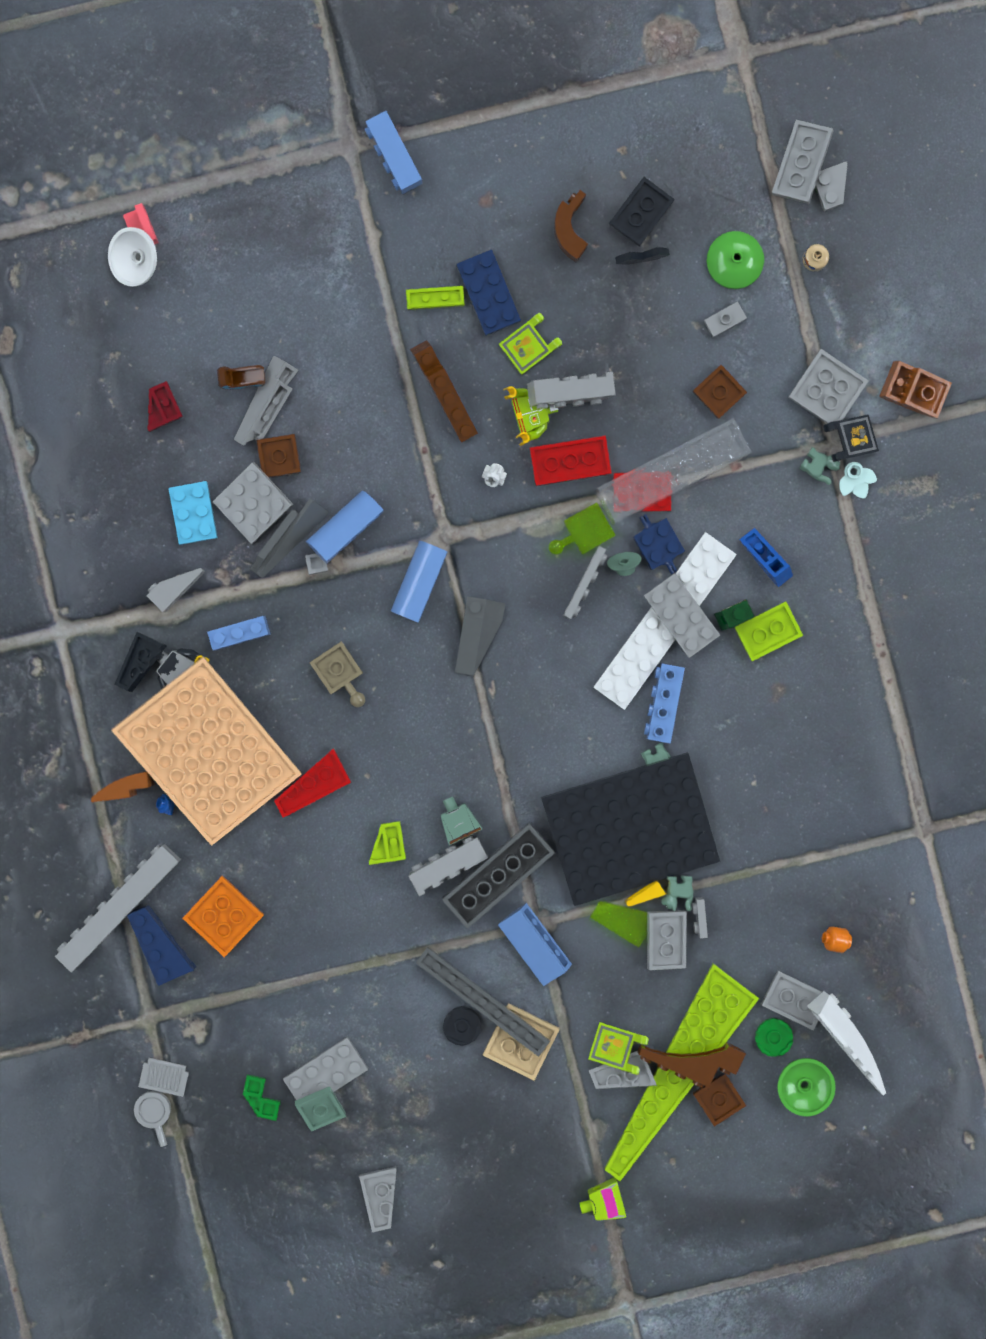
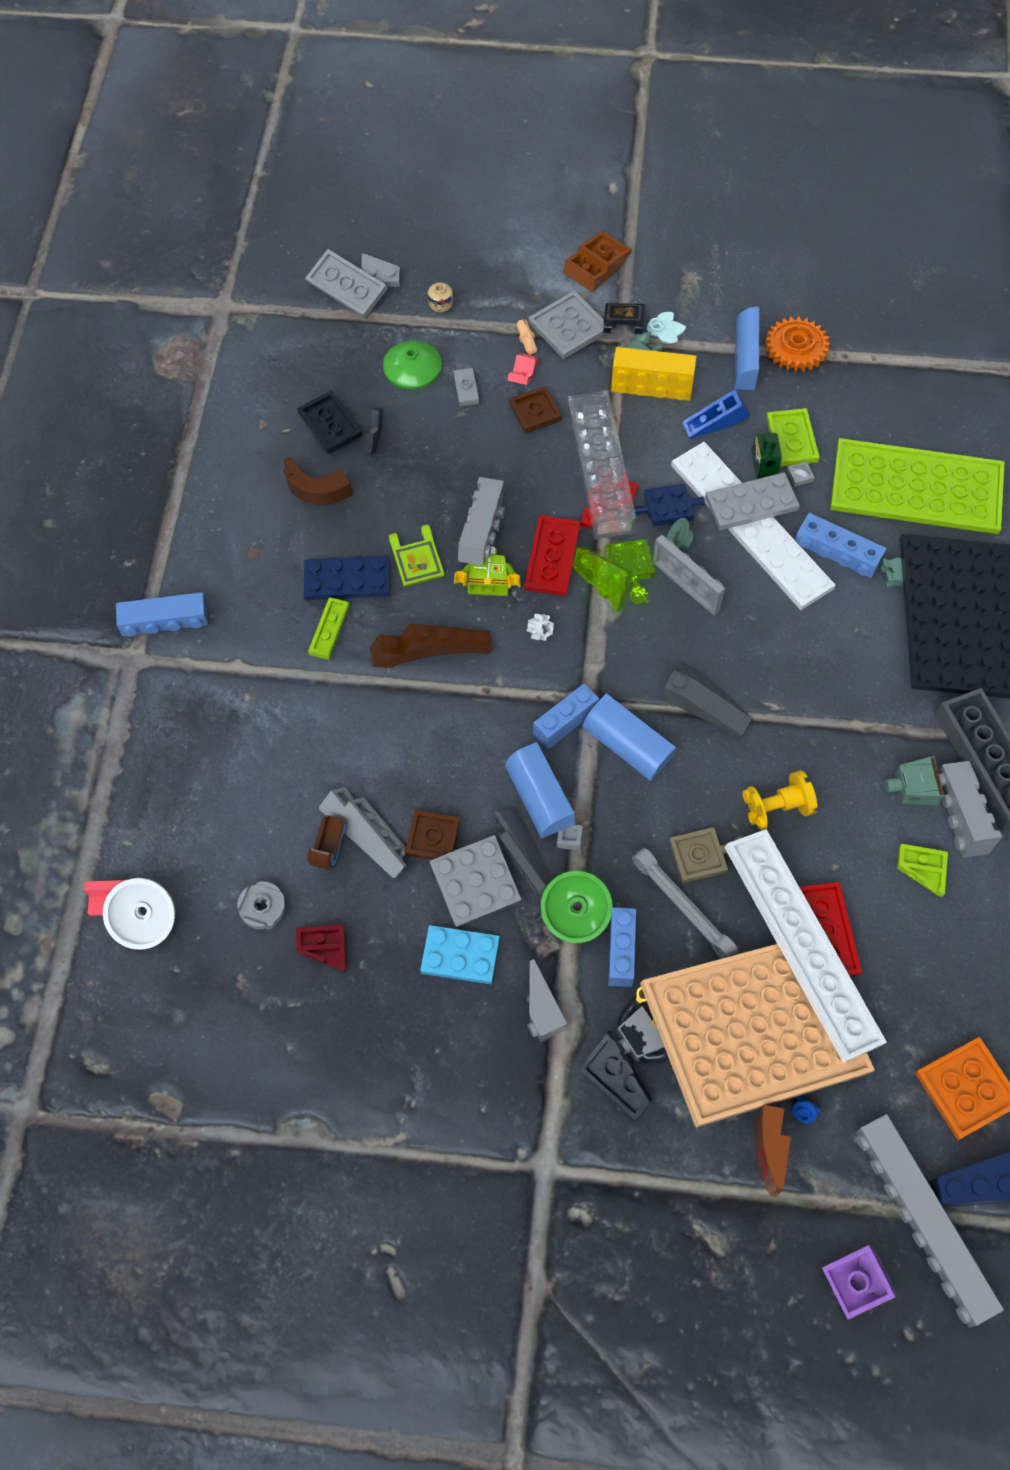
camera: 70 degrees left, 25 degrees down
(58, 872) = (860, 1281): none -> medium lavender slope
(168, 354) = (256, 894): none -> light grey plate
(247, 584) = (573, 924): none -> bright green dish
(286, 767) = (805, 946): none -> white plate
(311, 635) = (721, 944): none -> light grey piece
(404, 724) = (796, 795): none -> yellow piece
(418, 524) = (564, 716): none -> medium blue brick
(560, 518) = (604, 574): none -> clear neon green wing
(732, 649) = (800, 474): none -> light grey tile
(753, 754) = (918, 486): none -> lime plate
(761, 365) = (523, 369): none -> coral slope
(789, 486) = (653, 373): none -> yellow brick
(800, 355) = (526, 336): none -> light nougat axle
(852, 562) = (747, 349): none -> medium blue brick
(889, 600) = (797, 344): none -> orange gear

